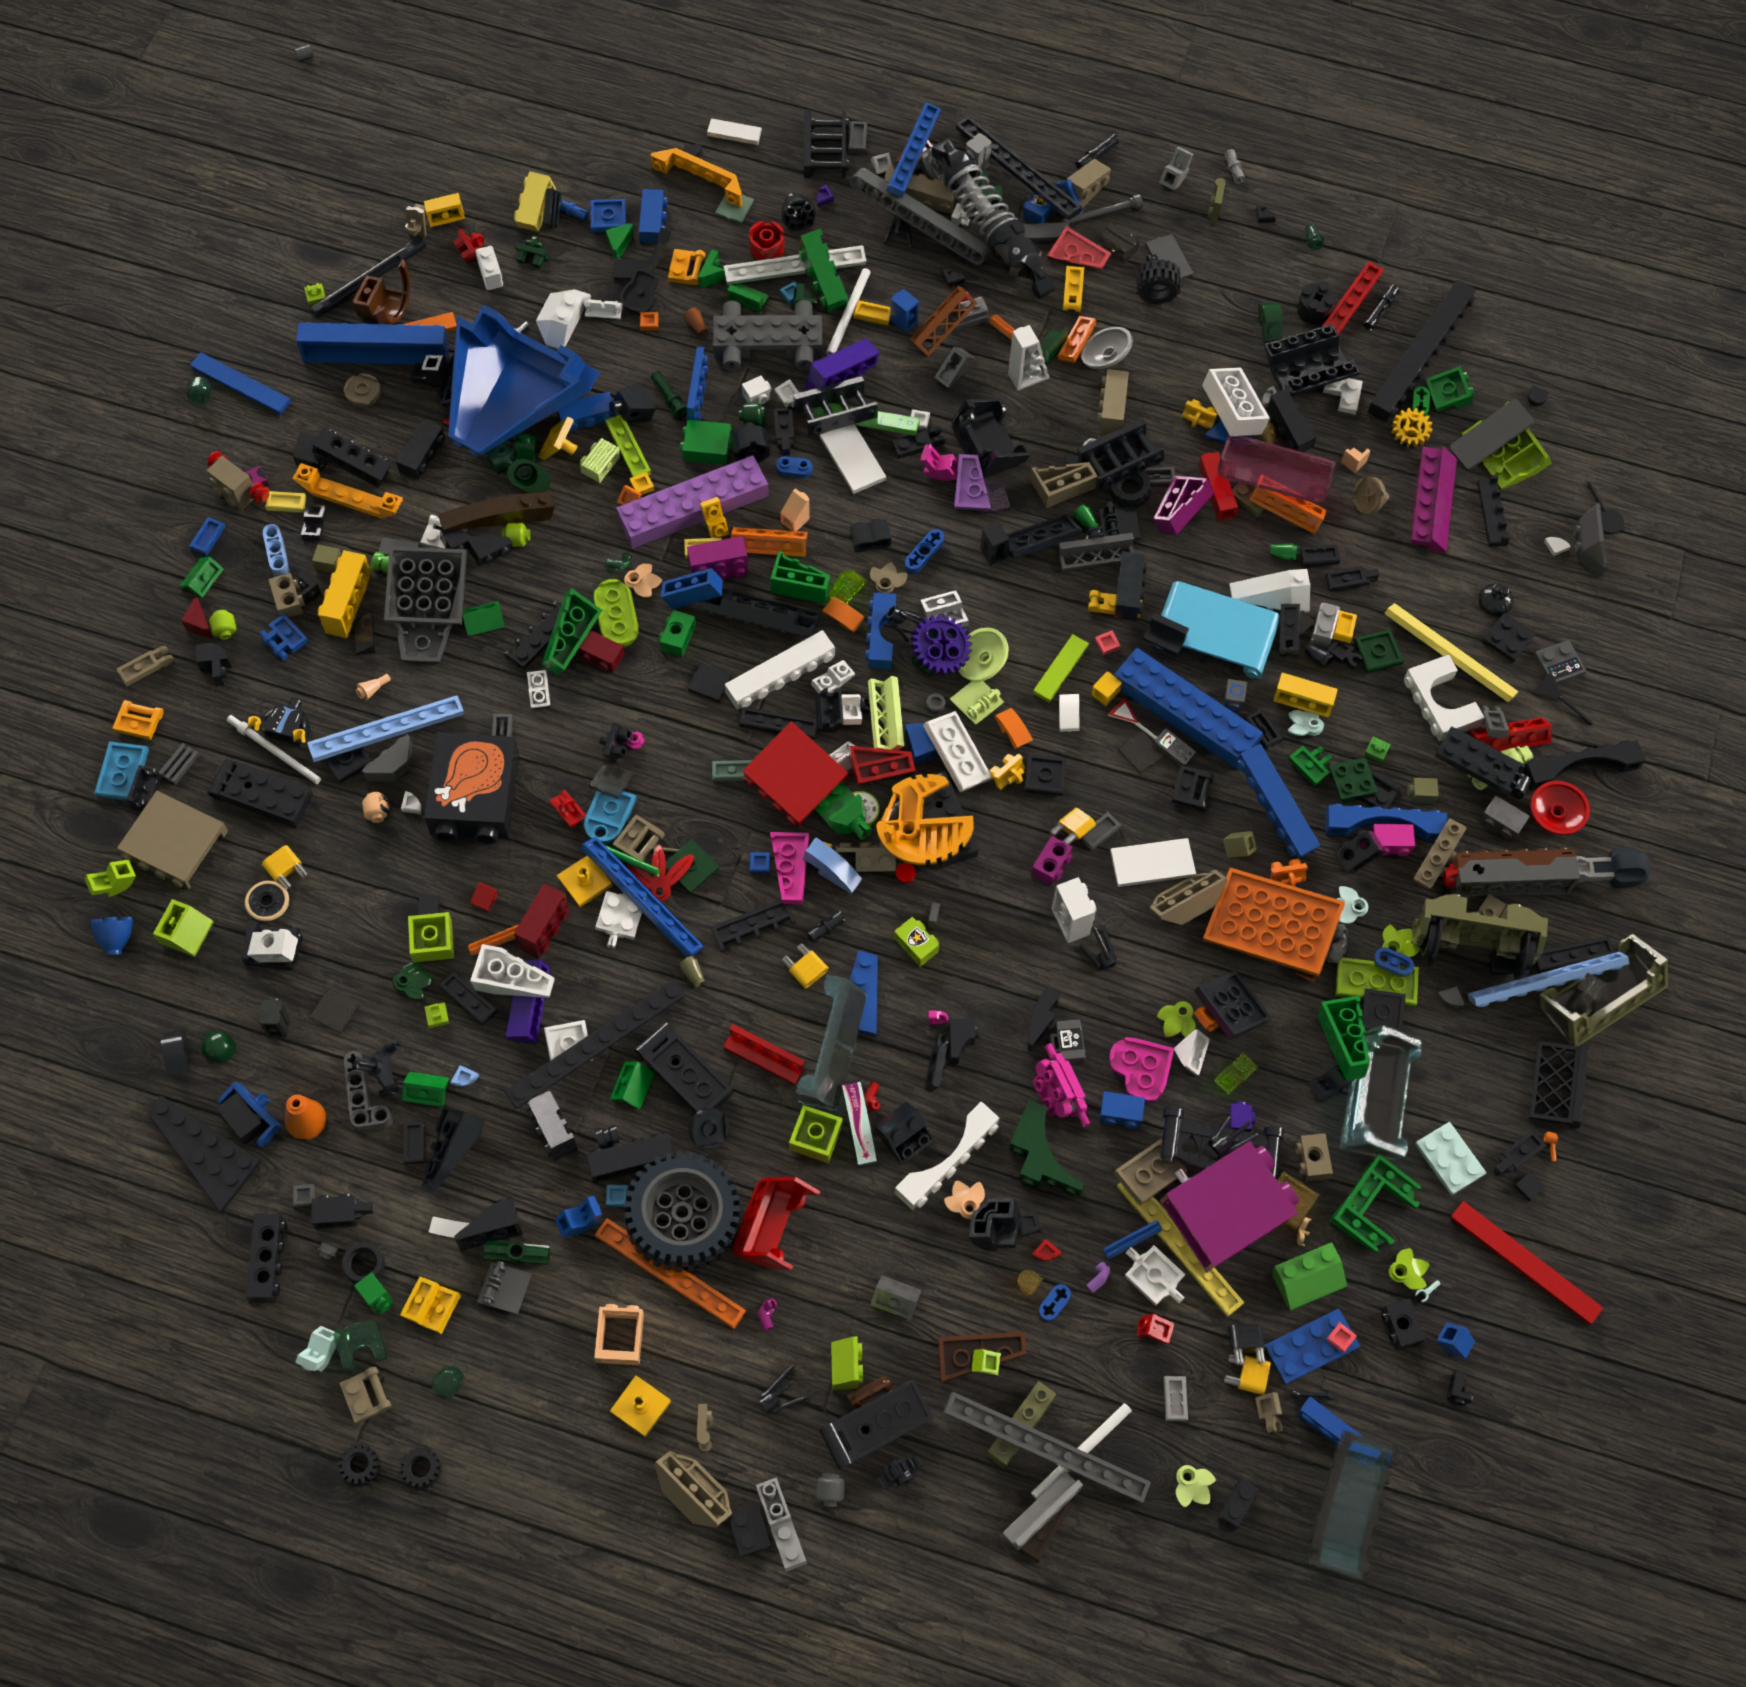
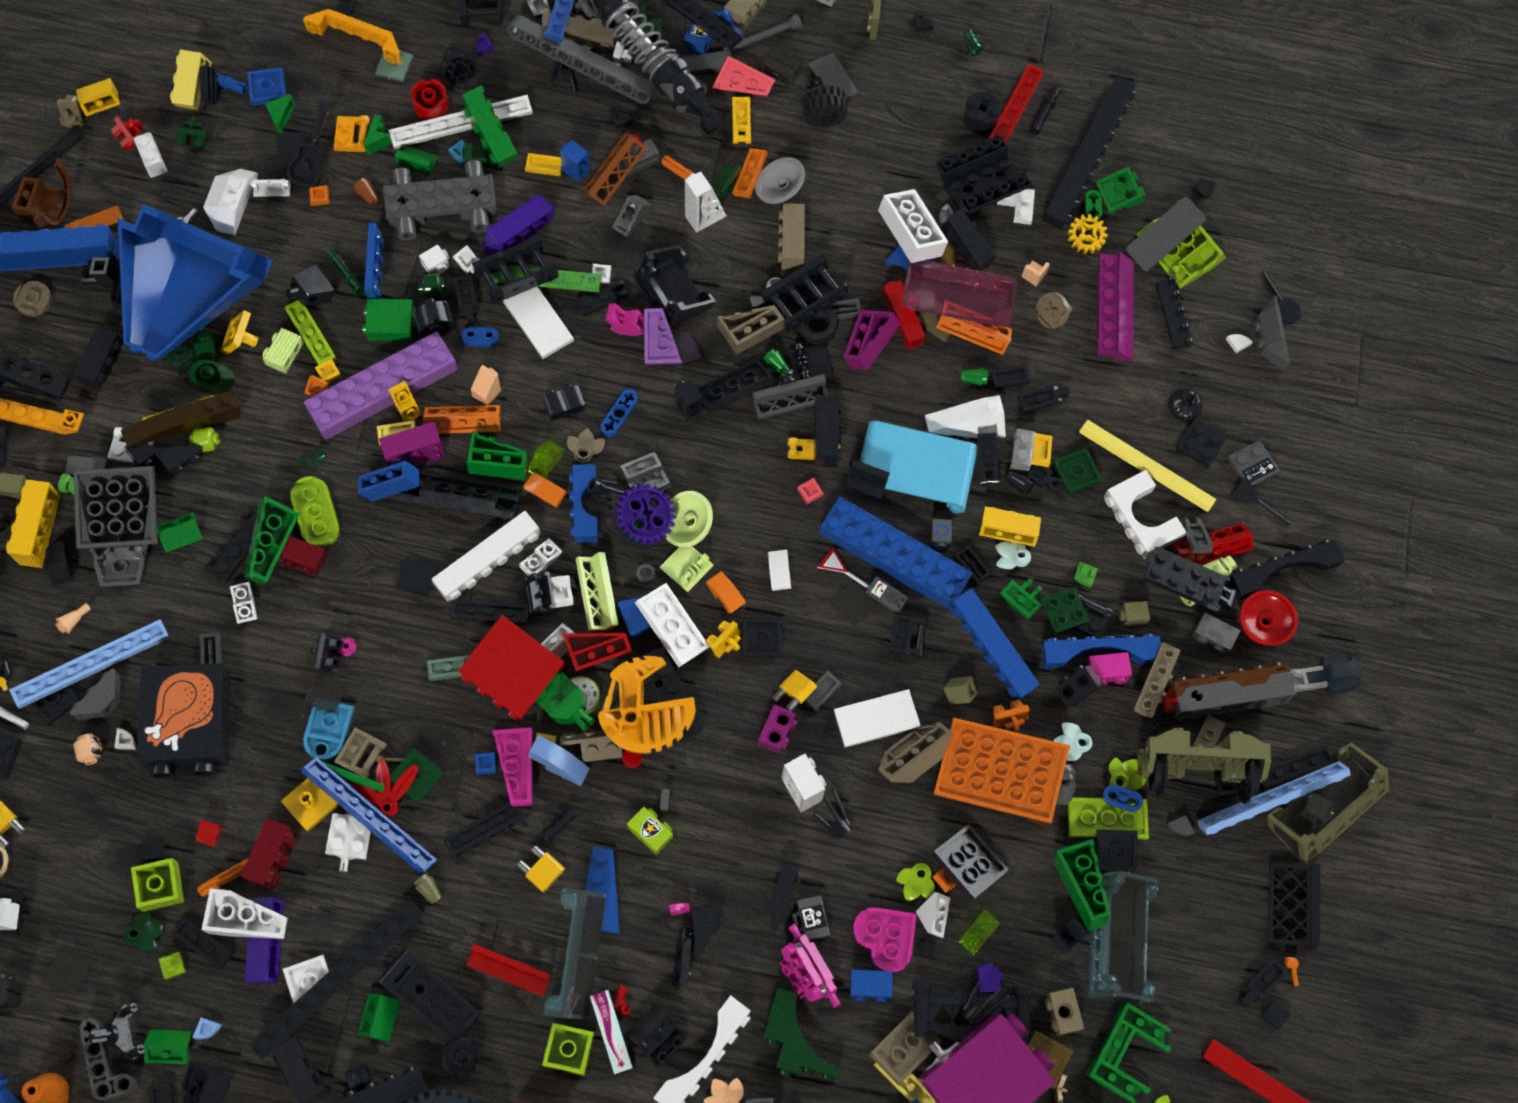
camera: 10 degrees left, 5 degrees up
(567, 809) = (284, 729): red hips -> none
(588, 411) = (265, 299): blue brick -> none
(645, 580) = (341, 474): light nougat plate -> none
(652, 215) = (311, 82): blue brick -> none
(677, 643) = (381, 538): green brick -> none
(837, 337) = (519, 166): white piece -> none
(1060, 668) = (766, 523): lime tile -> none
(1106, 688) = (814, 540): yellow panel -> none
(1199, 415) = (877, 241): yellow hips -> none
(1271, 317) = (940, 133): dark green brick -> none
(1450, 1158) = (1196, 995): light aqua plate -> none

